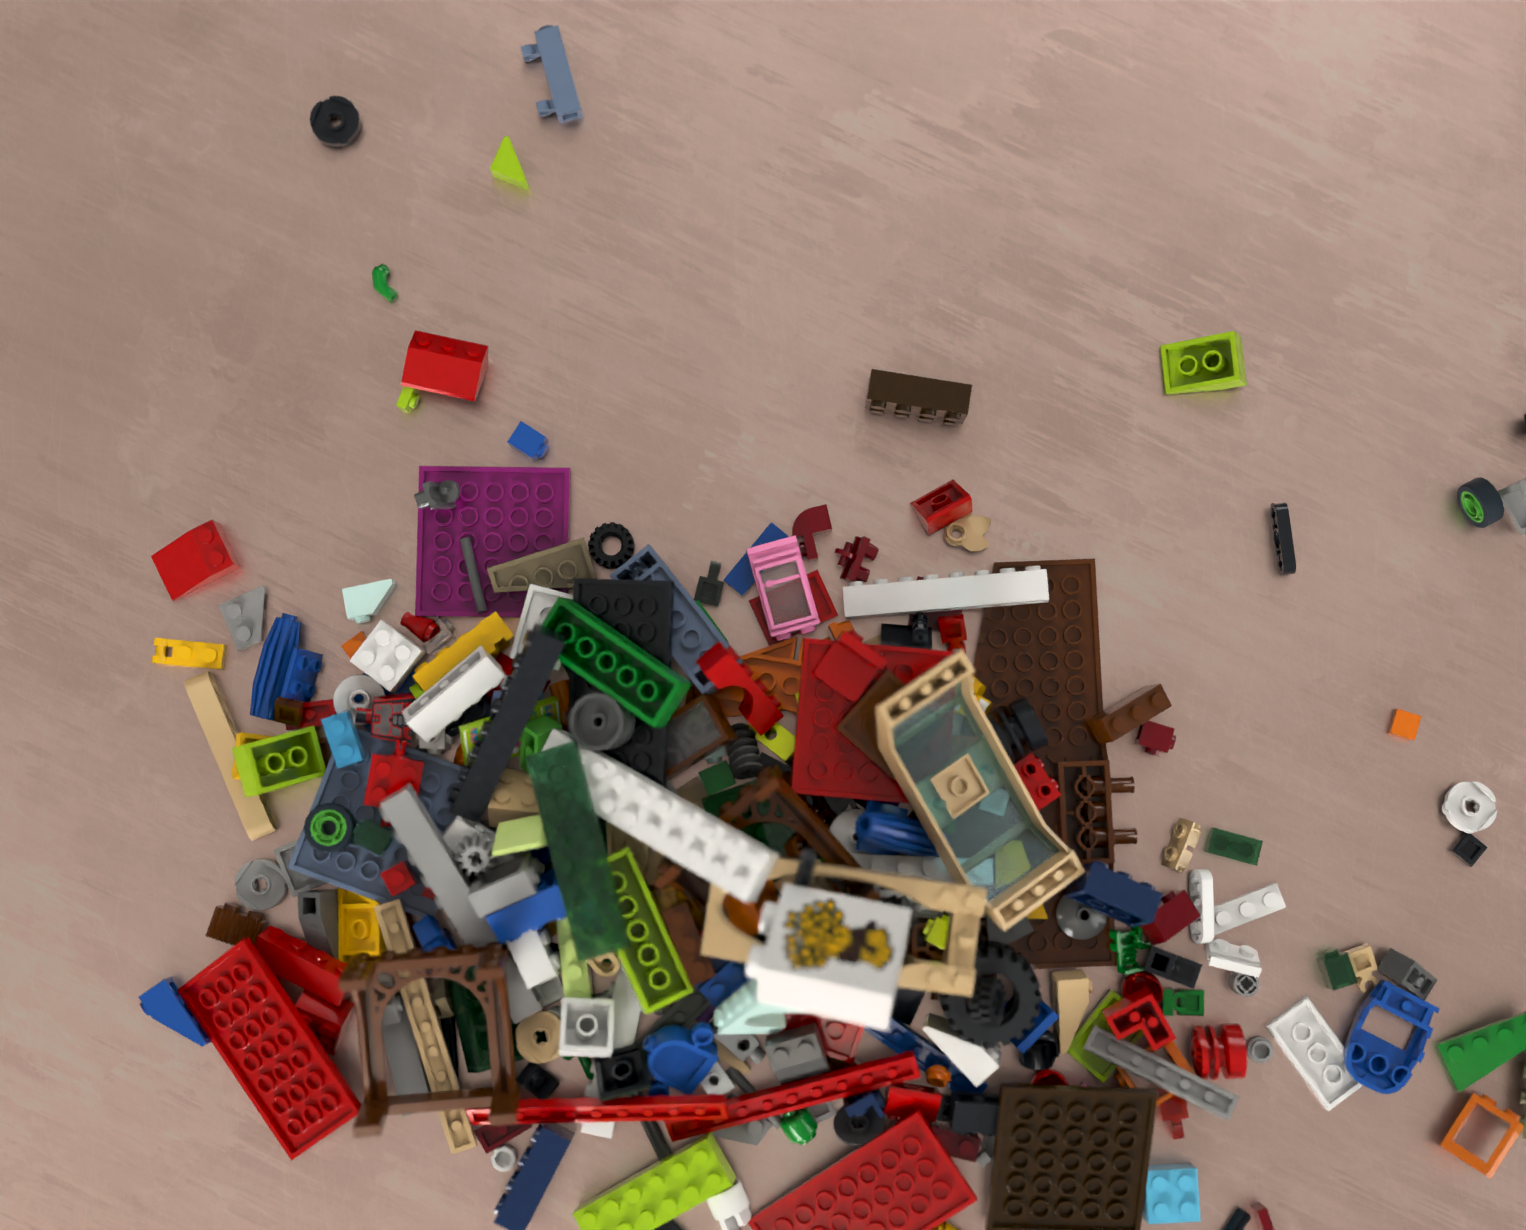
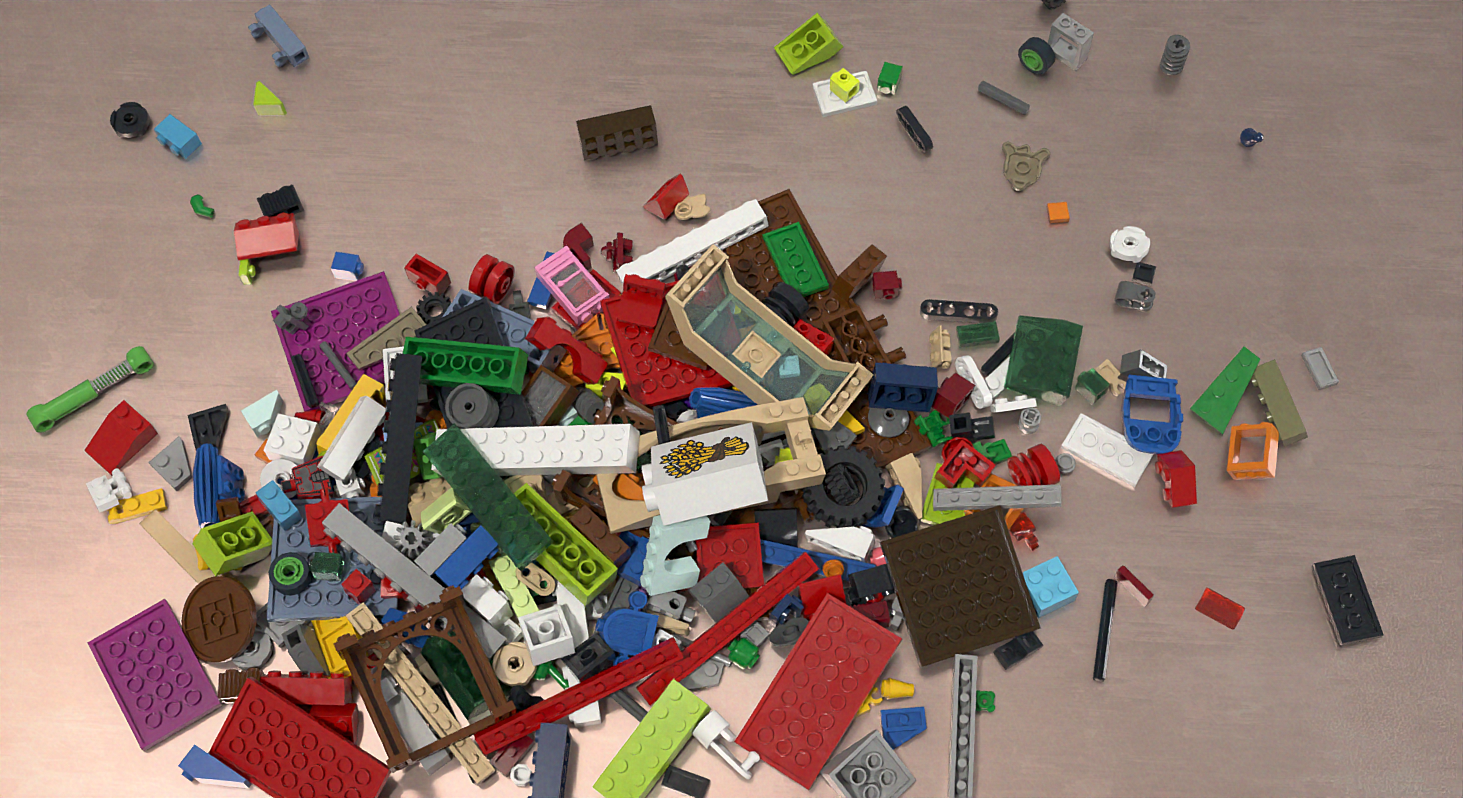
camera: 20 degrees left, 20 degrees down
(120, 494) = (44, 416): none -> bright green piece
(147, 871) = (154, 674): none -> magenta plate
(154, 624) = (103, 493): none -> white plate
(235, 842) = (219, 619): none -> reddish brown plate
(298, 588) = (208, 425): none -> black wing
(385, 171) = (177, 136): none -> dark azure brick
(428, 579) = (305, 380): none -> black axle
(478, 320) = (281, 201): none -> black brick
(617, 497) = (427, 275): none -> red brick
(691, 537) = (491, 278): none -> red wheel
(1001, 1075) = (877, 557): none -> coral piece
(1060, 663) = (795, 259): none -> green tile
(1219, 449) = (831, 104): none -> white tile
(1223, 443) = (844, 85): none -> neon yellow brick
(1225, 806) = (958, 315): none -> black beam
(1253, 880) = (998, 357): none -> black axle
(1283, 454) = (889, 78): none -> green brick
(1297, 914) = (1043, 358): none -> clear green slope
(1381, 1129) = (1179, 478): none -> red brick
(1391, 641) = (1023, 166): none -> dark tan tile
(1413, 538) = (1003, 97): none -> dark grey axle
(1440, 874) = (1132, 296): none -> dark grey piece

